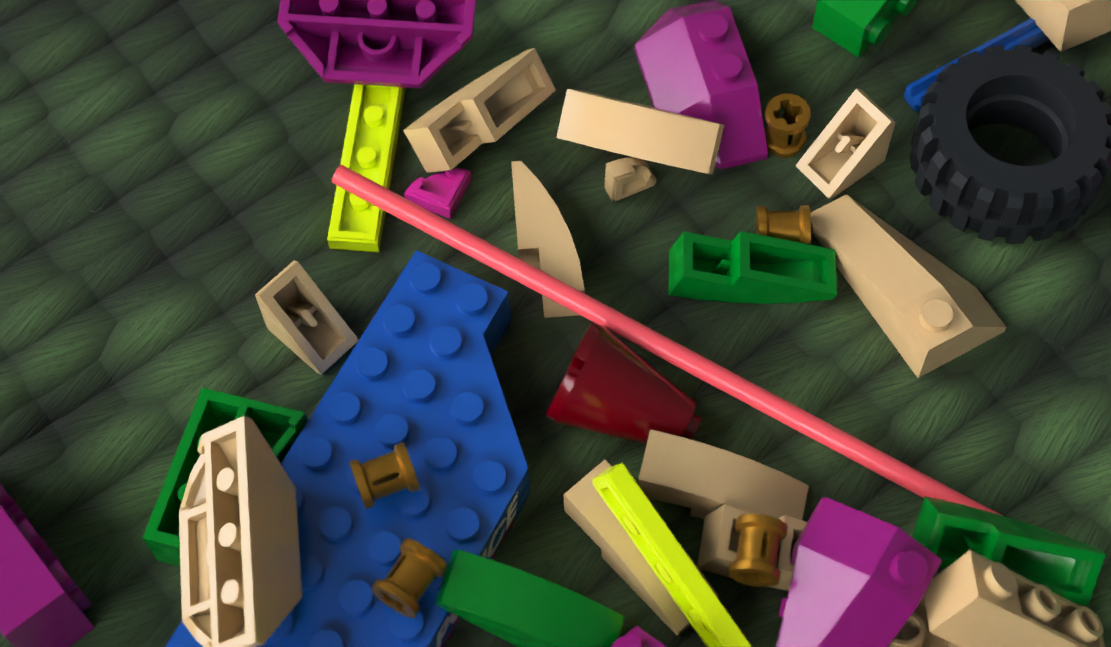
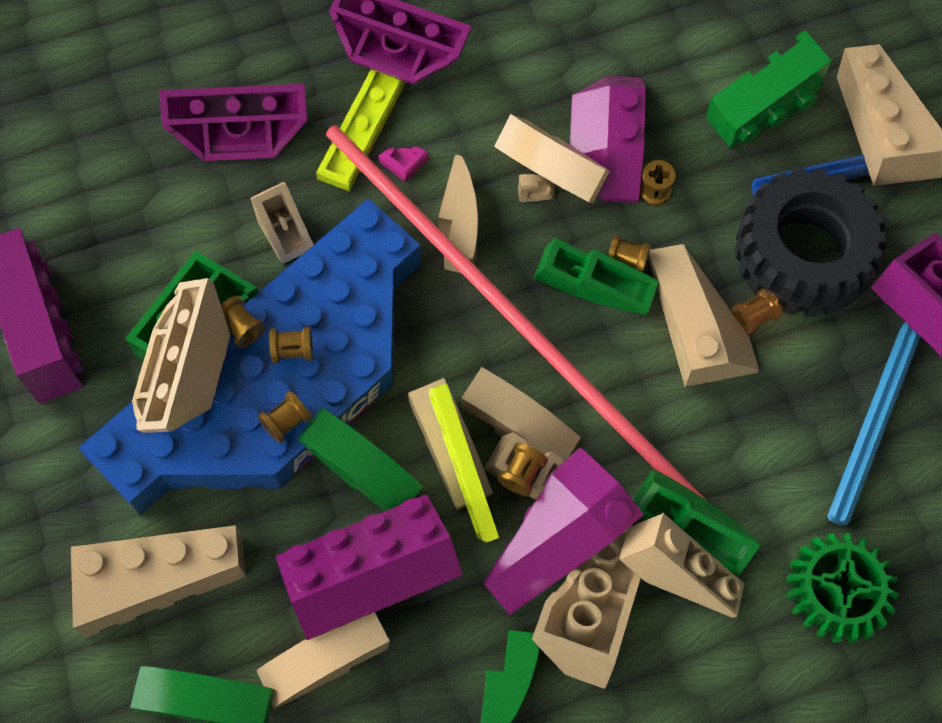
camera: 15 degrees right, 5 degrees up
(194, 199) = (234, 120): none -> magenta wedge
(304, 466) = (241, 323): none -> pearl gold bush
(480, 112) = (448, 113): tan slope -> none
(620, 393) = (472, 335): dark red cone -> none
(848, 145) = (695, 210): tan slope -> none
(976, 250) = (757, 310): none -> clear orange bush

